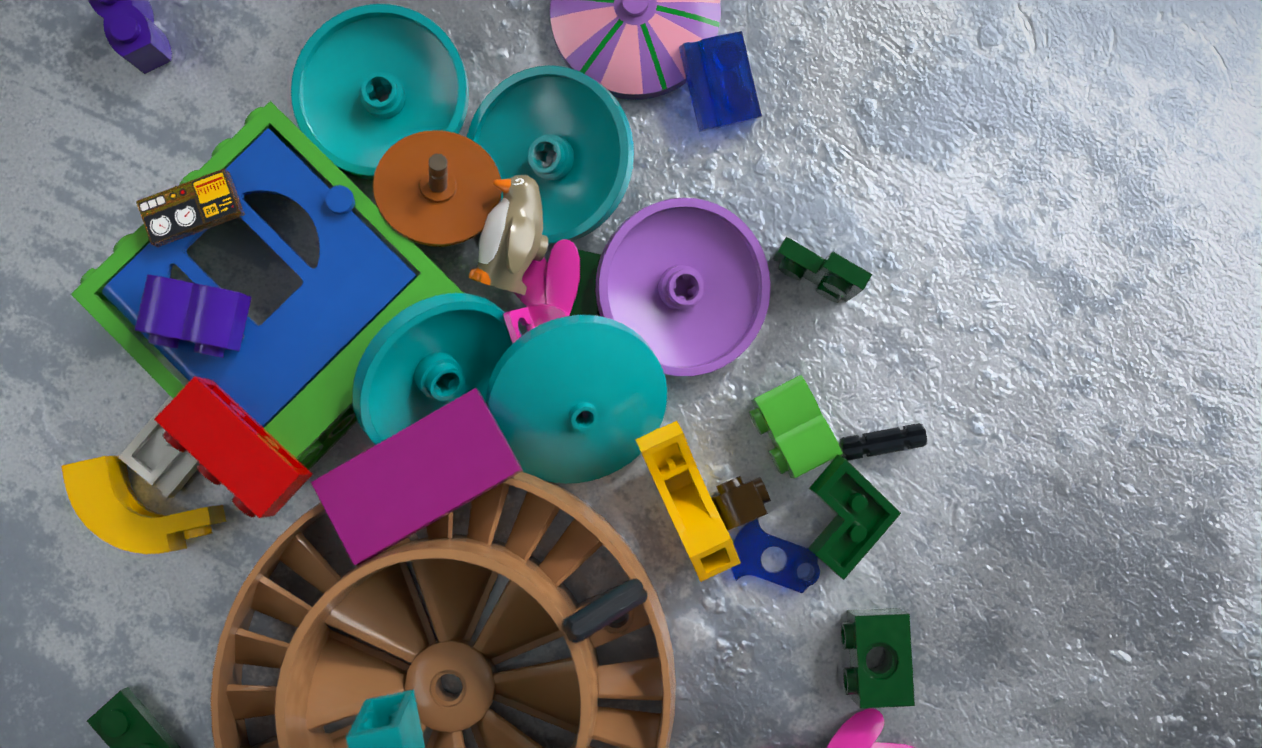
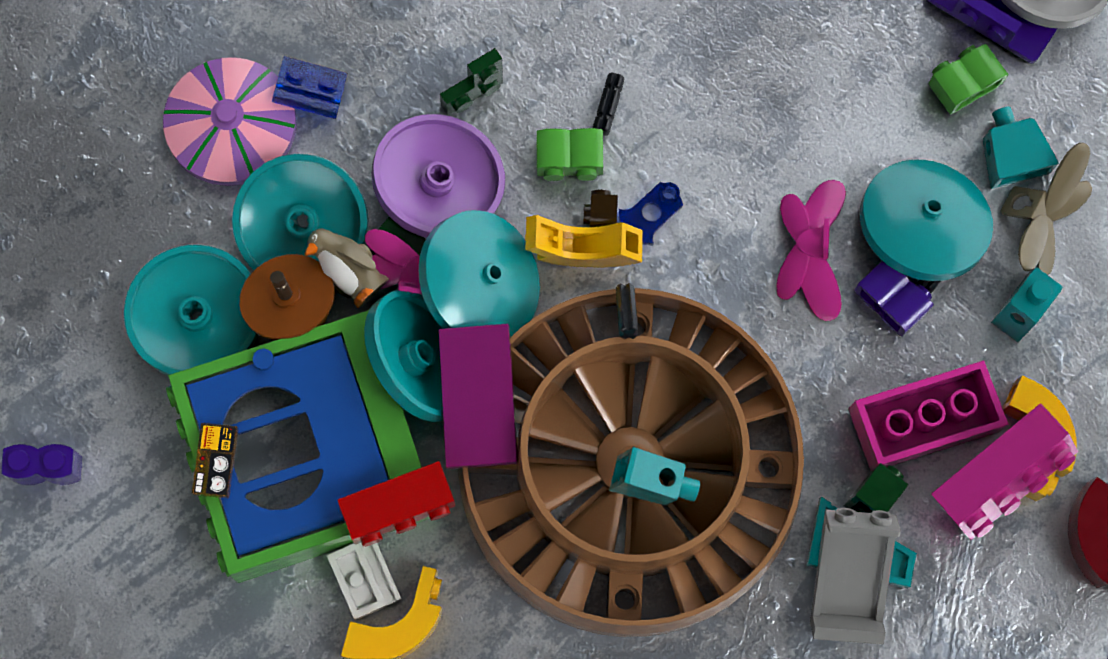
camera: 70 degrees left, 10 degrees down
(192, 313) = (291, 489): dark purple brick -> none
(859, 519) = (650, 140): dark green plate -> none
(890, 682) = (740, 158): dark green brick -> none

